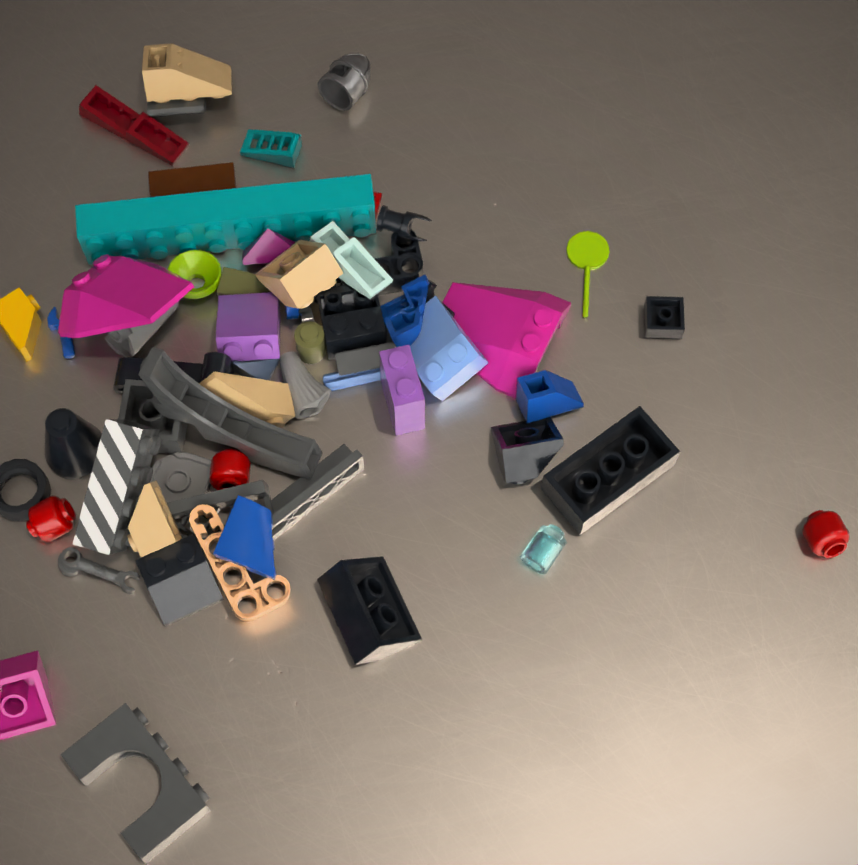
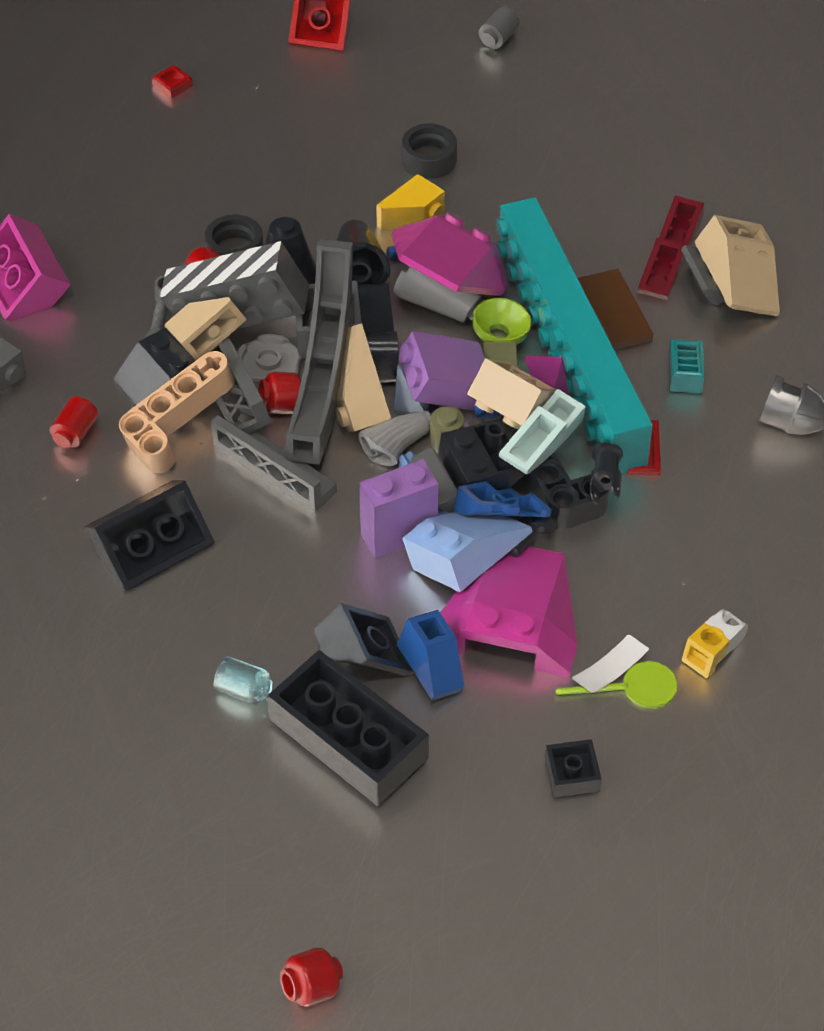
camera: 80 degrees right, 15 degrees down
(78, 378) = (369, 260): none -> black cone
(220, 664) = (73, 422): none -> red brick
(248, 538) = (199, 402): blue slope -> none
(564, 193) = (713, 642): none -> yellow leg
(567, 272) = (612, 664): none -> white sticker

